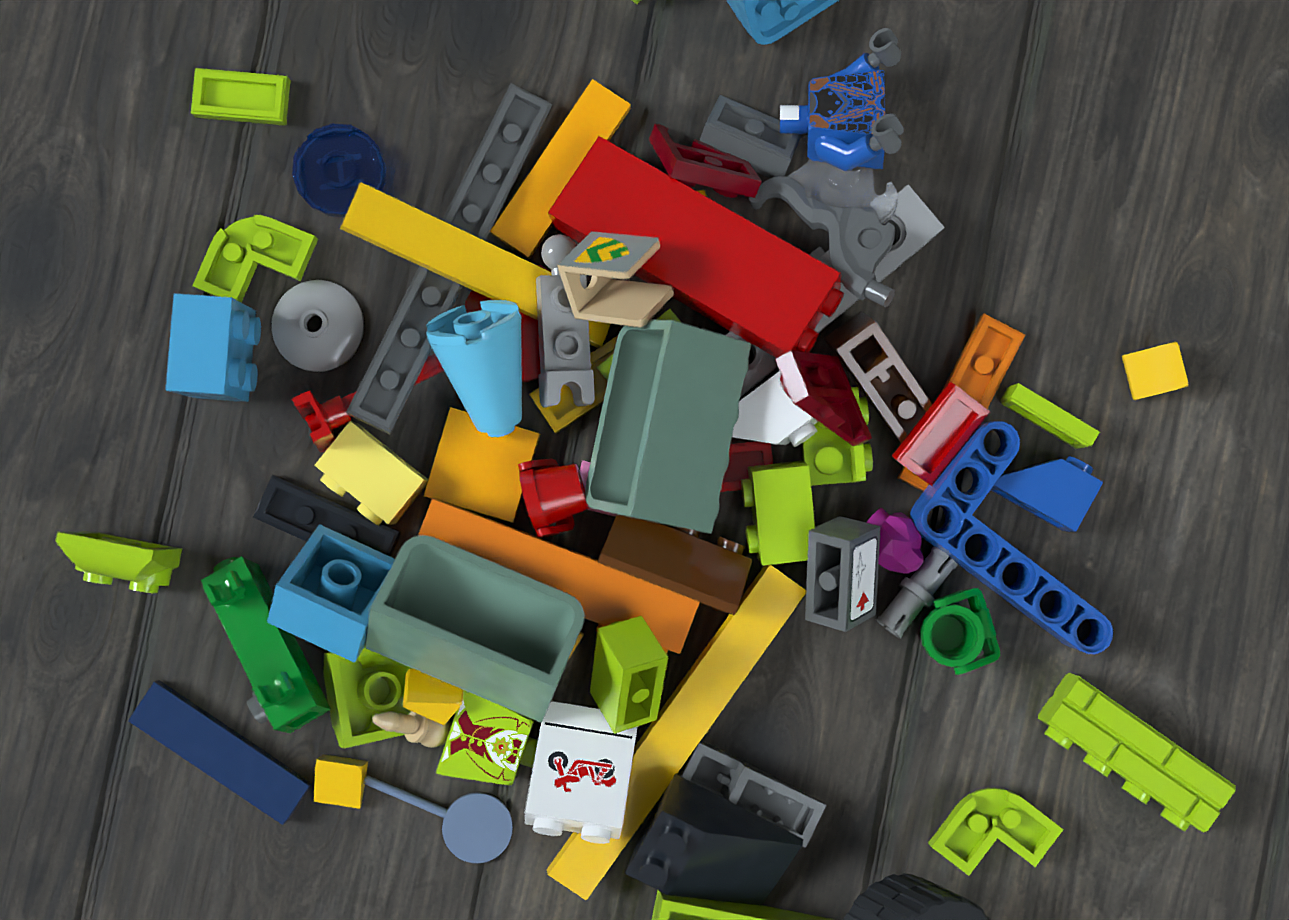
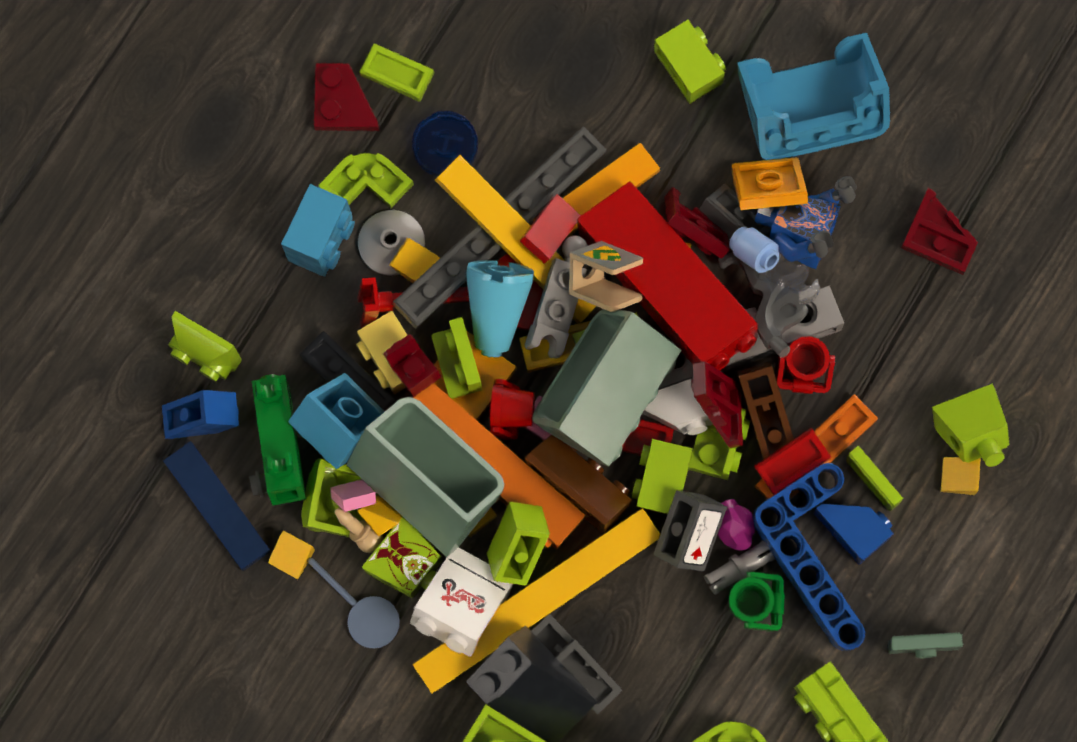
camera: 25 degrees right, 10 degrees down
(154, 643) = (200, 414): none -> blue slope
(180, 160) = (340, 100): none -> dark red wing
(354, 341) = (413, 260): none -> yellow slope
(389, 687) = (353, 495): none -> bright pink tile
(402, 489) = (411, 365): none -> dark red bracket
(459, 456) = (457, 360): none -> lime bracket
(517, 238) = (550, 228): none -> tile
(781, 75) = (769, 183): none -> light orange tile
(795, 170) = (754, 249): none -> light blue brick
(917, 299) = (806, 362): none -> red piece
(1021, 66) = (939, 236): none -> dark red wing
(1157, 303) = (974, 426): none -> lime torso
(1187, 607) = (925, 645): none -> sand green plate

